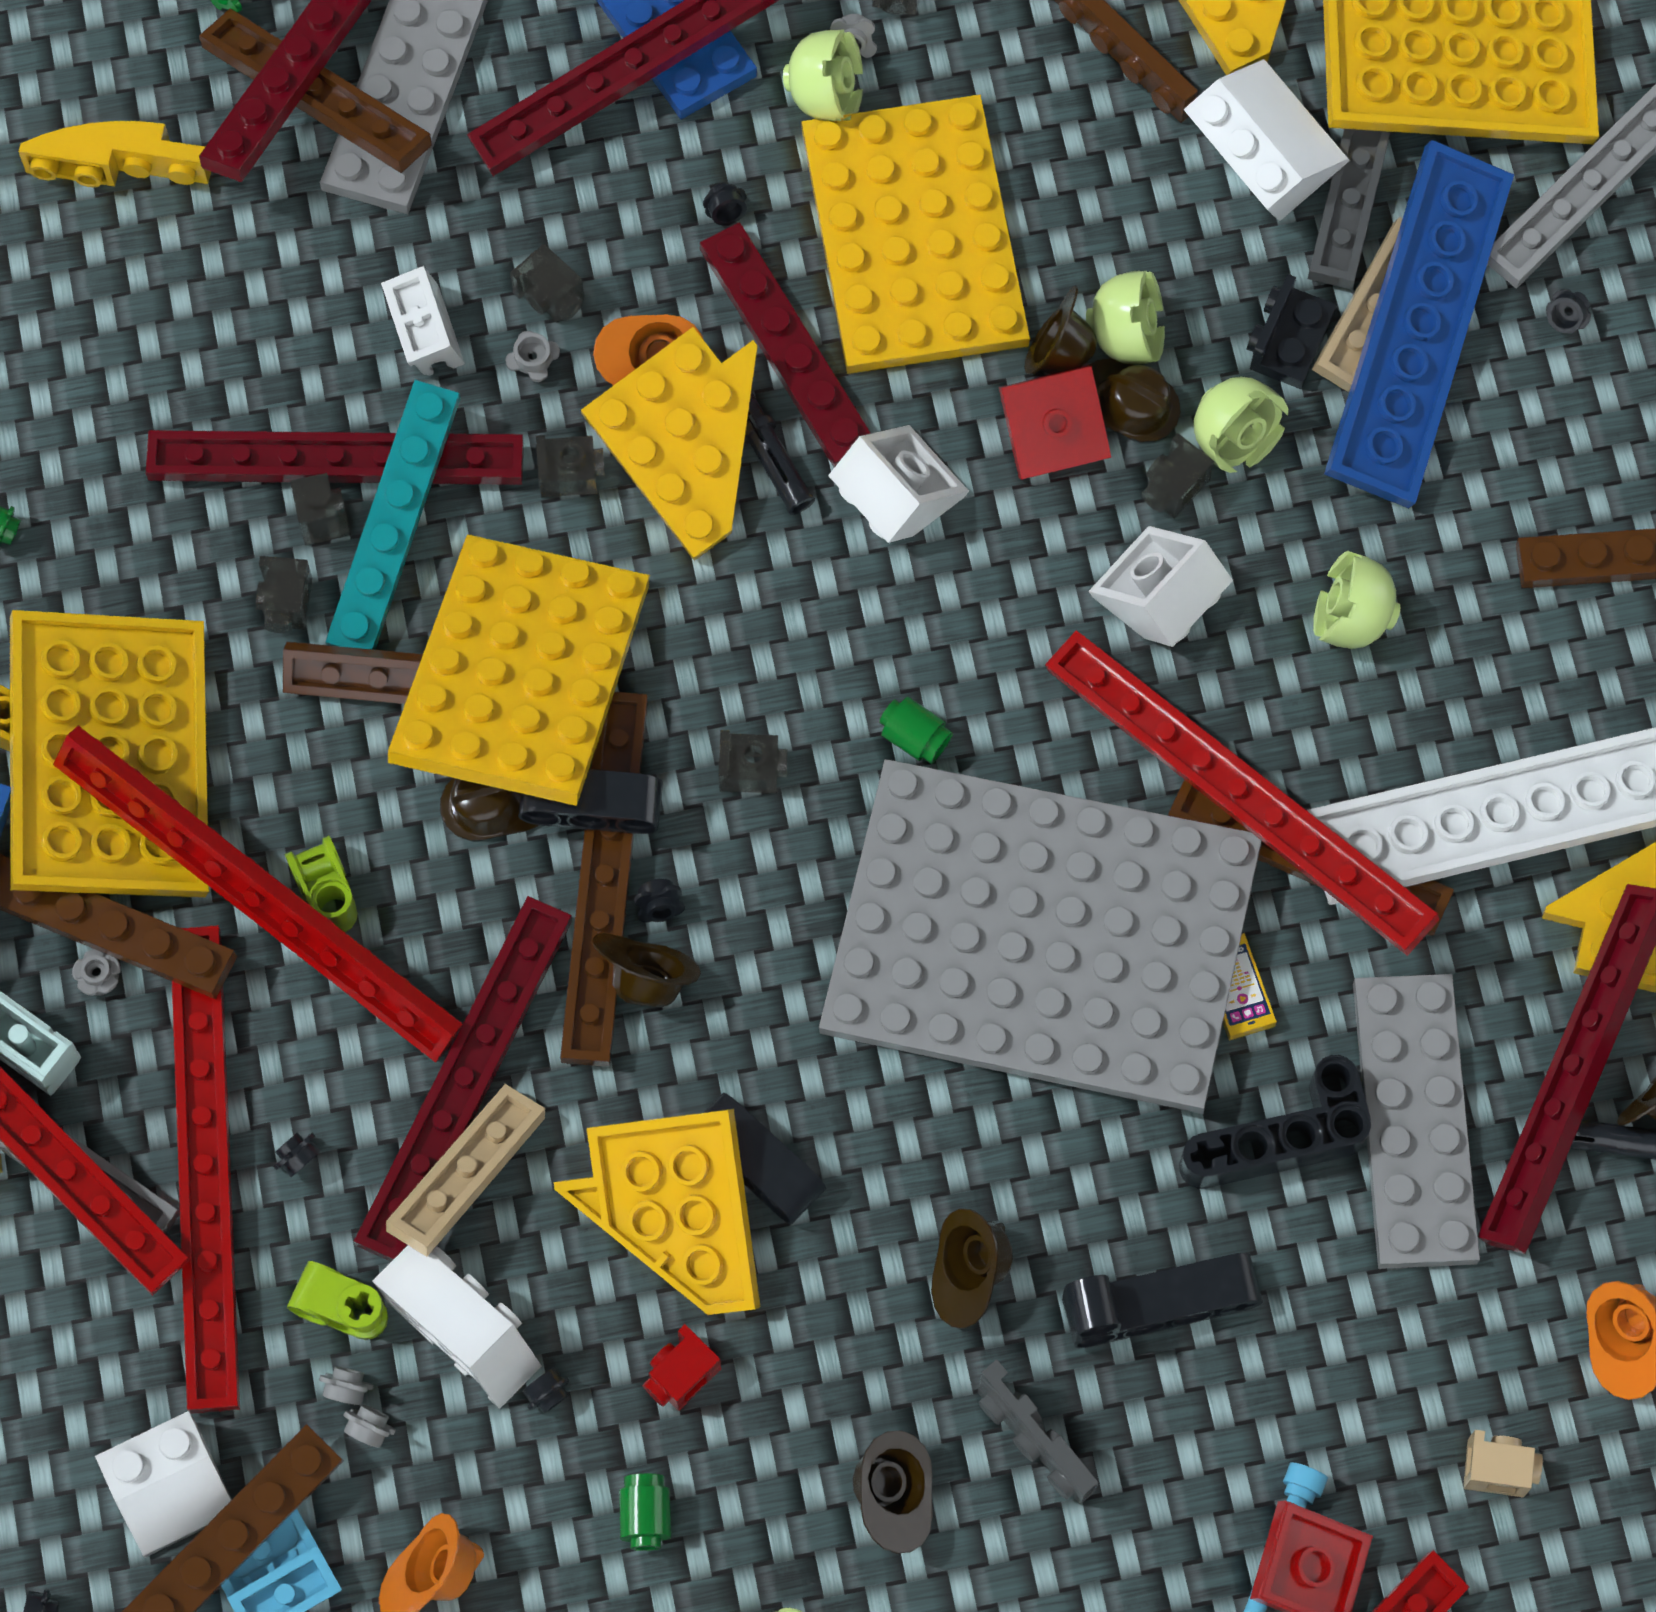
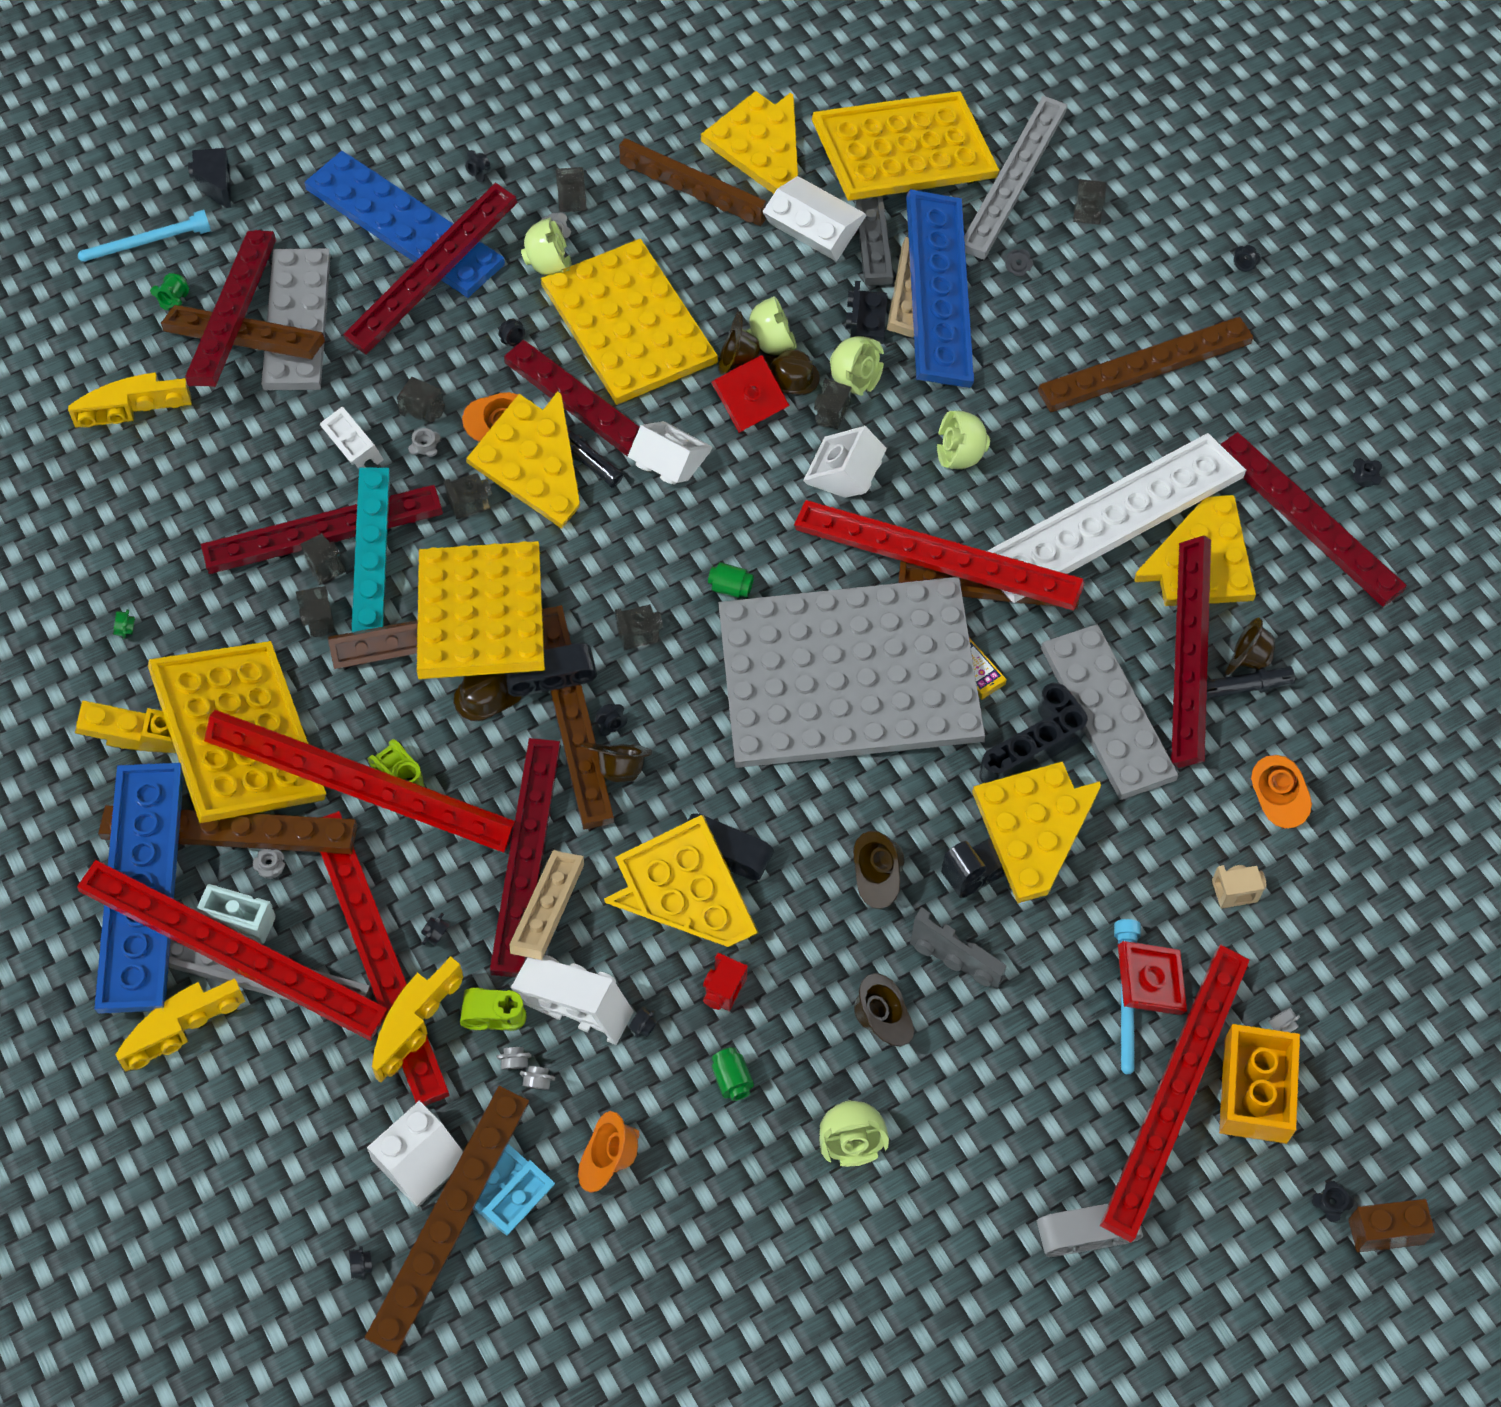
camera: 20 degrees left, 10 degrees down
(199, 1295) = (404, 1024): none -> yellow slope
(1223, 1275) = (1034, 824): none -> yellow wing

